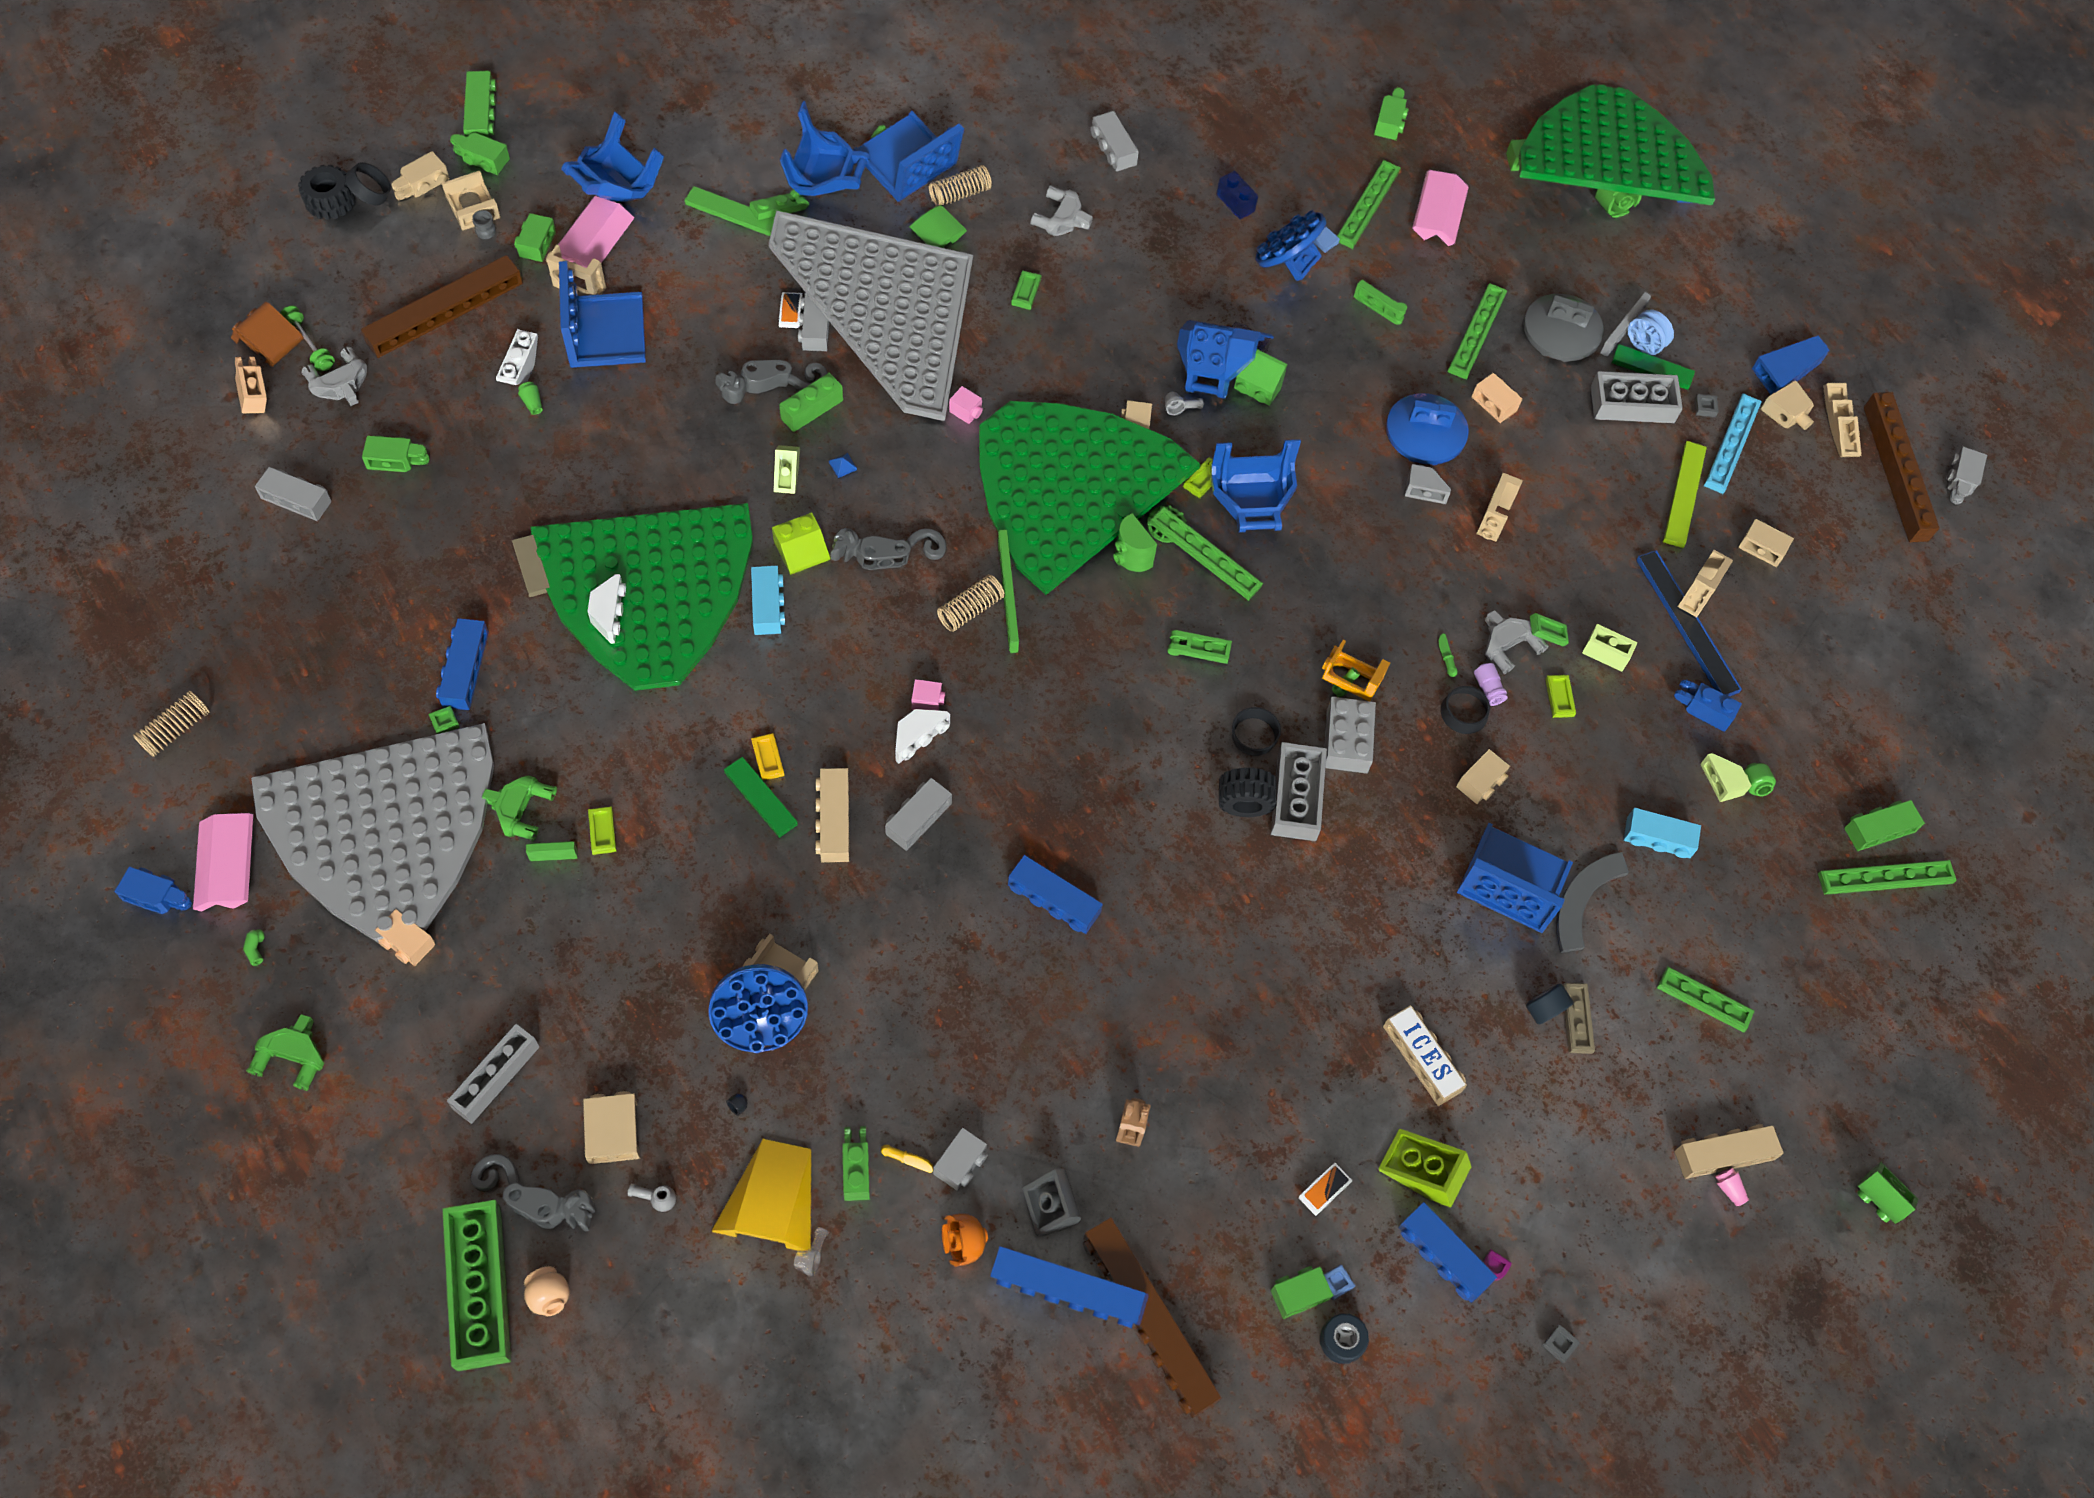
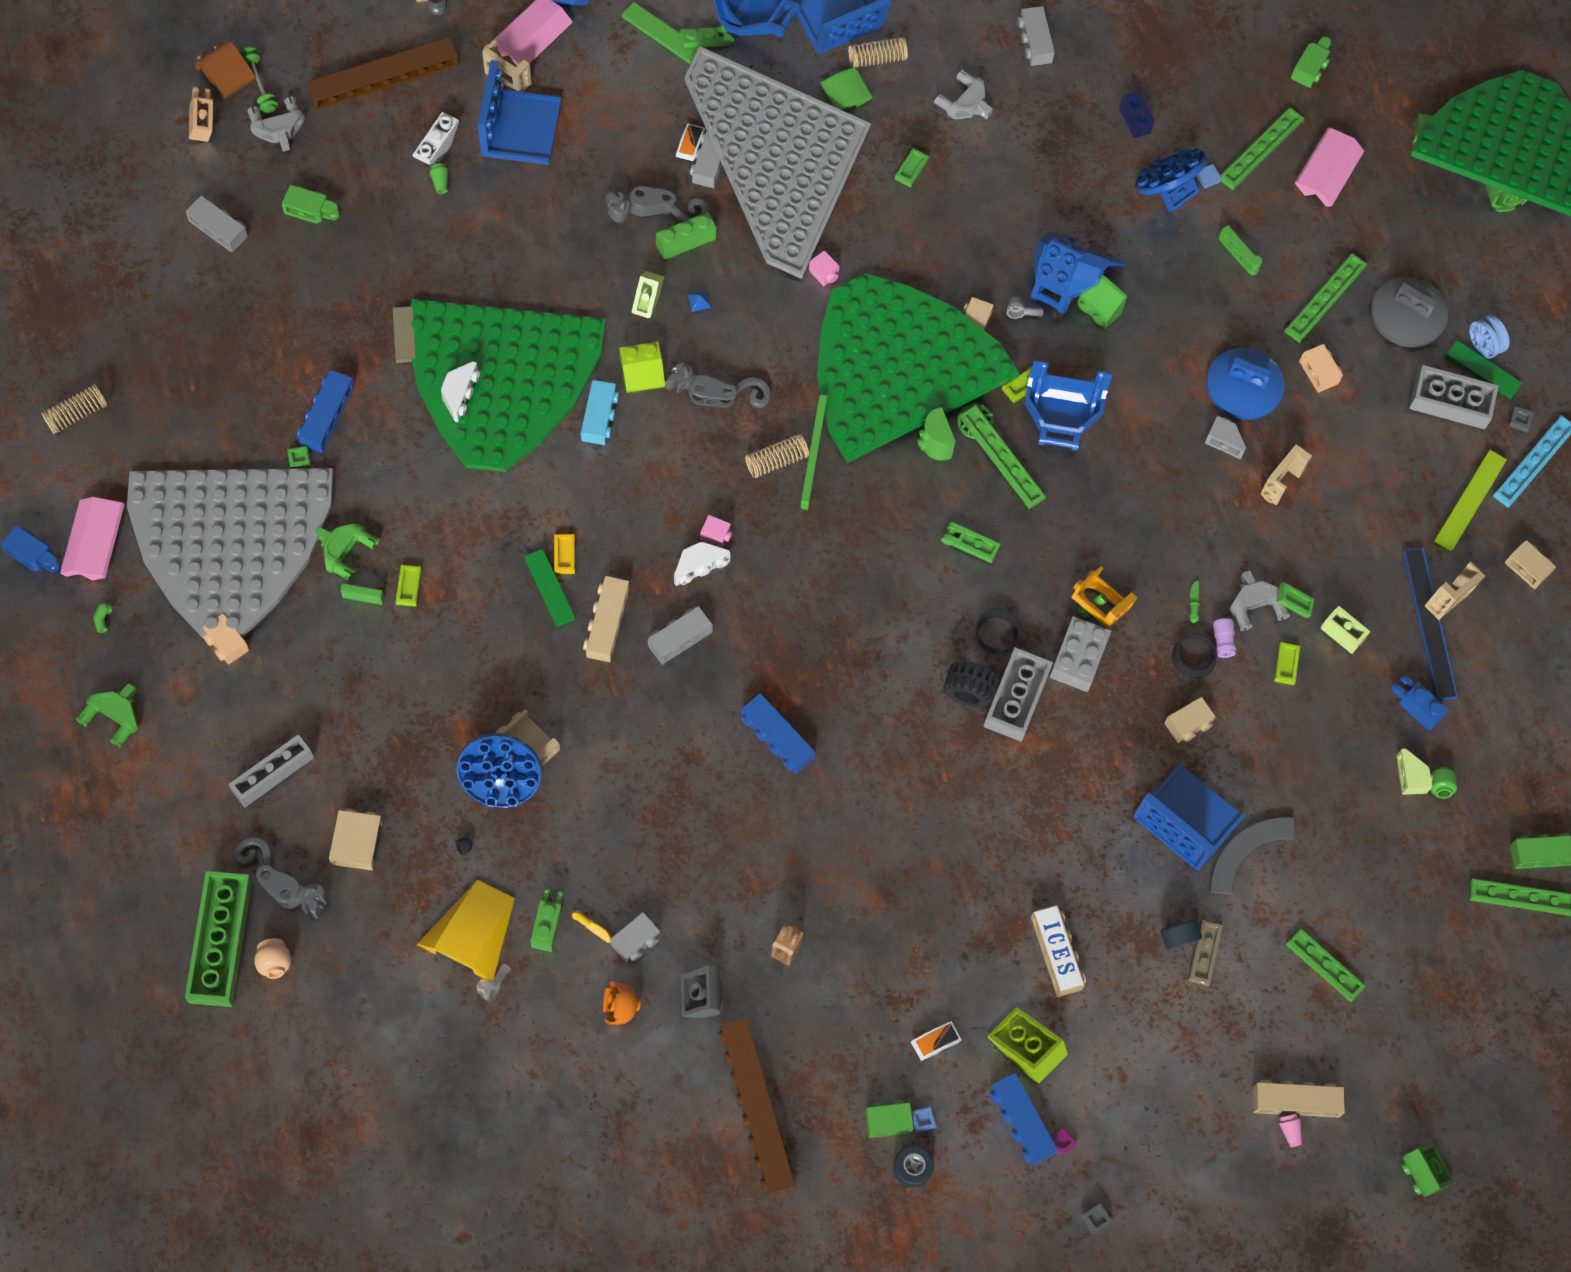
camera: 15 degrees right, 5 degrees up
(535, 237) = (479, 24): bright green brick -> none
(659, 1204) = (383, 913): light grey bar -> none
(1070, 1286) = (696, 1064): blue brick -> none
(1622, 328) = (1464, 326): light grey tile -> none
(1662, 833) = (1336, 810): medium azure brick -> none

